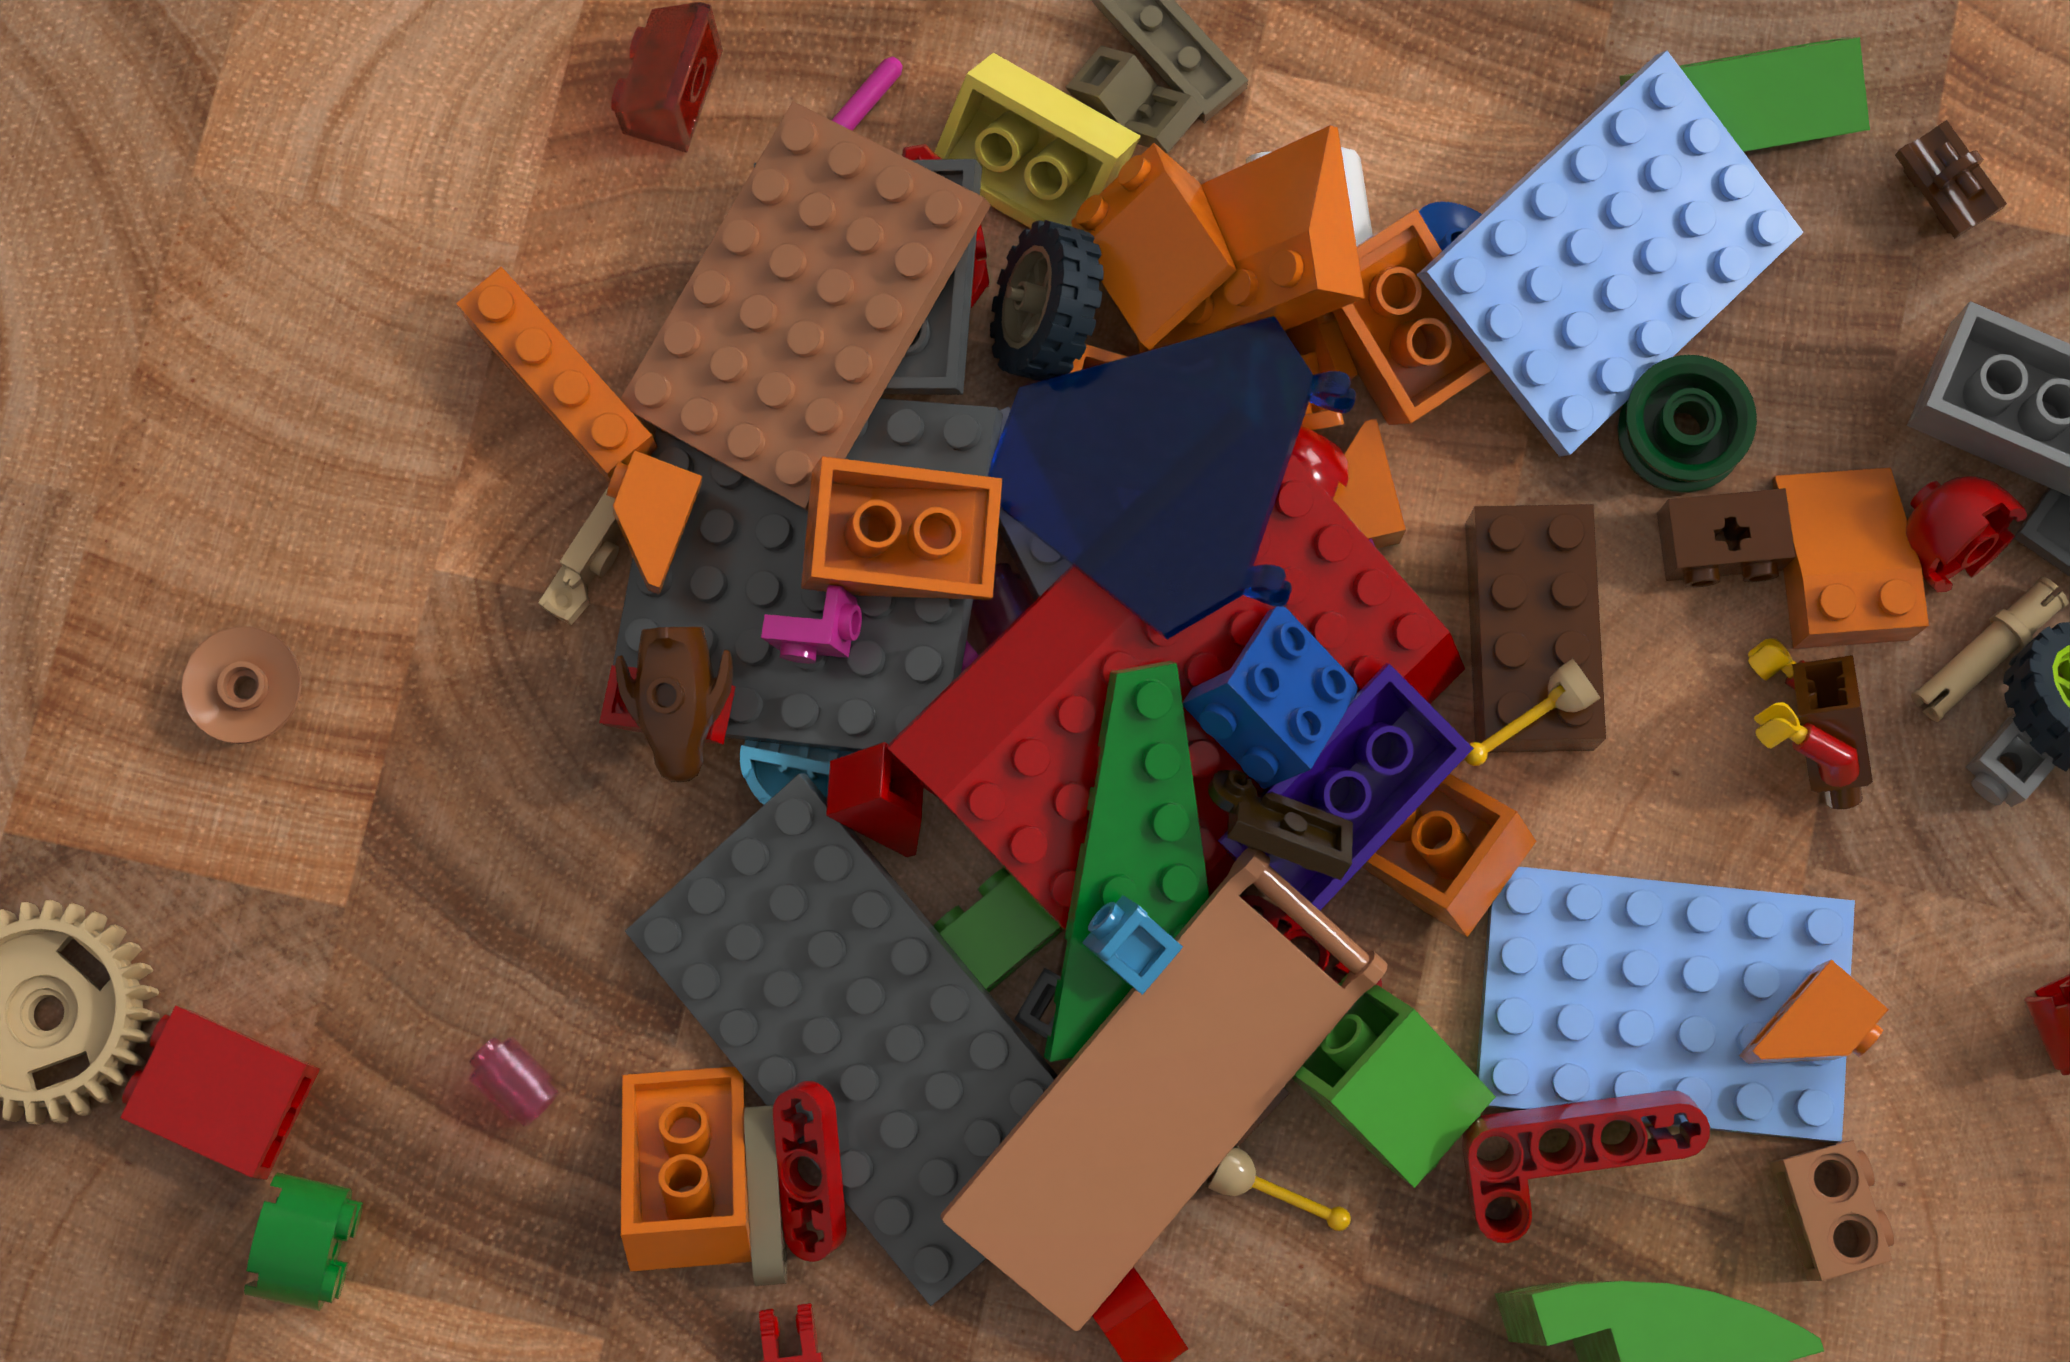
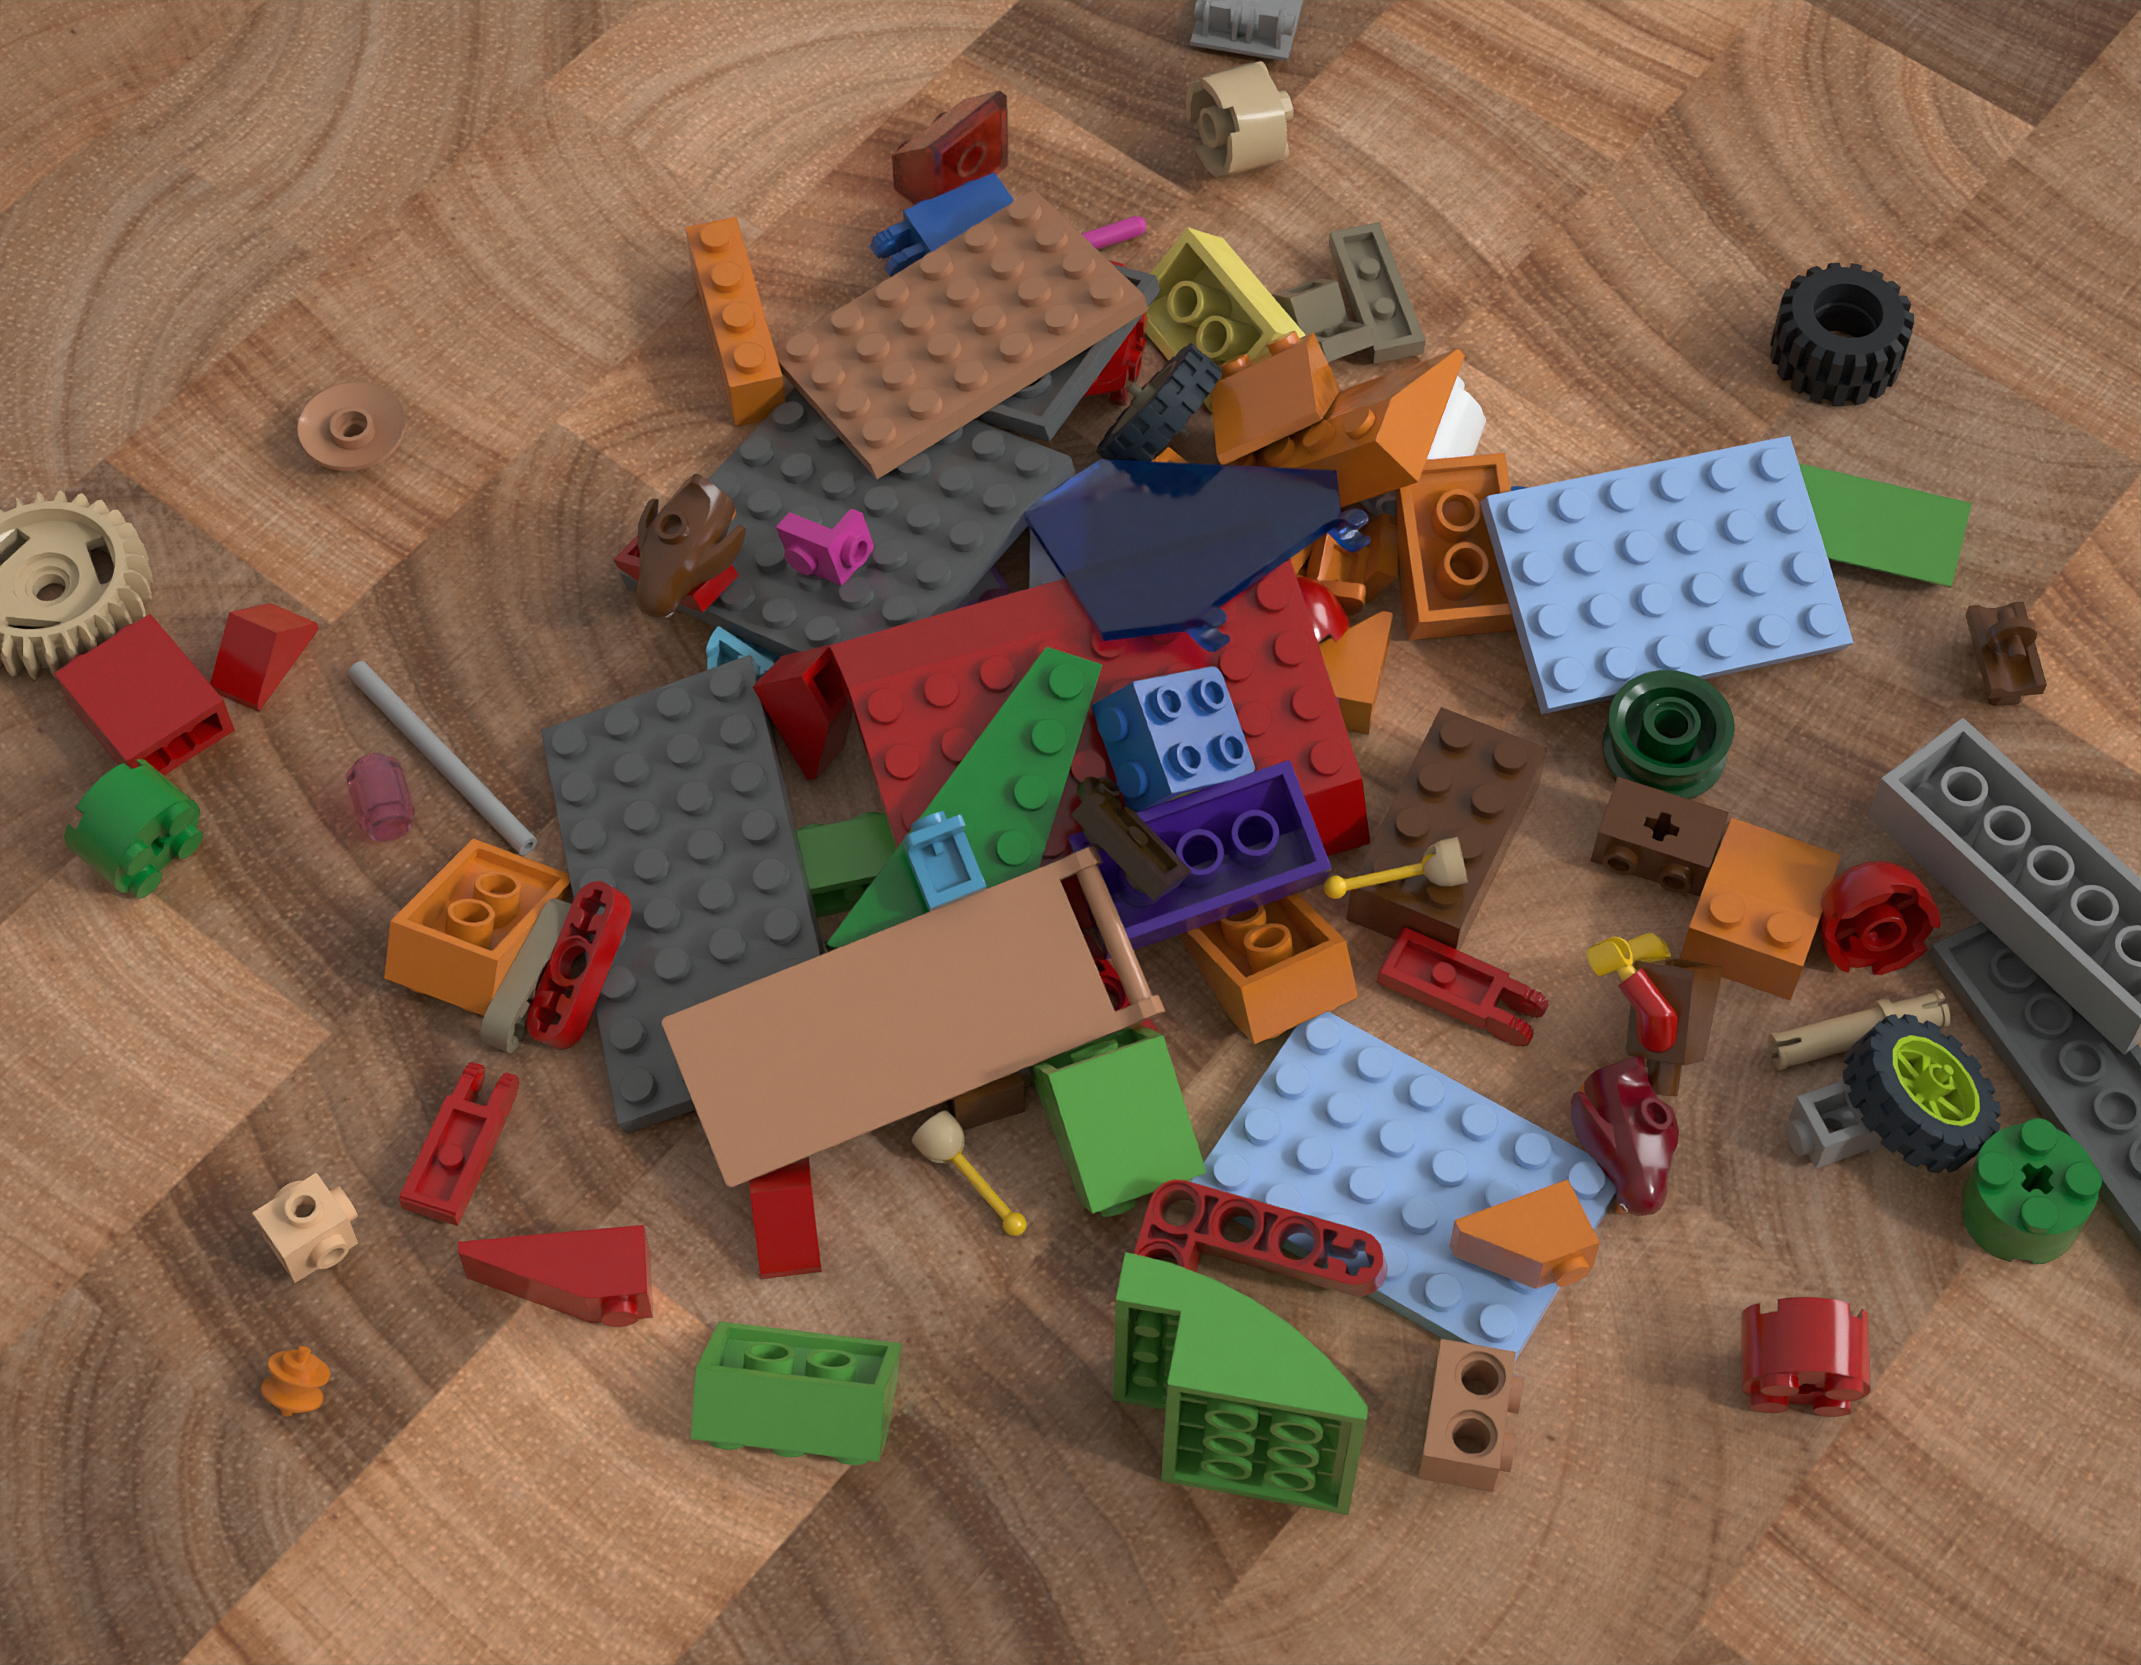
camera: 25 degrees right, 20 degrees down
(298, 976) = (258, 652): none -> red slope
(541, 1002) = (442, 758): none -> light grey piece
(589, 554) = (693, 445): tan hinge -> none
(652, 512) = (751, 425): orange slope -> none
(712, 165) = (939, 221): none -> blue hinge
(901, 531) = (934, 497): orange slope -> none
(1614, 780) = (1460, 986): none -> red hinge
(1845, 866) = (1627, 1134): none -> dark red animal

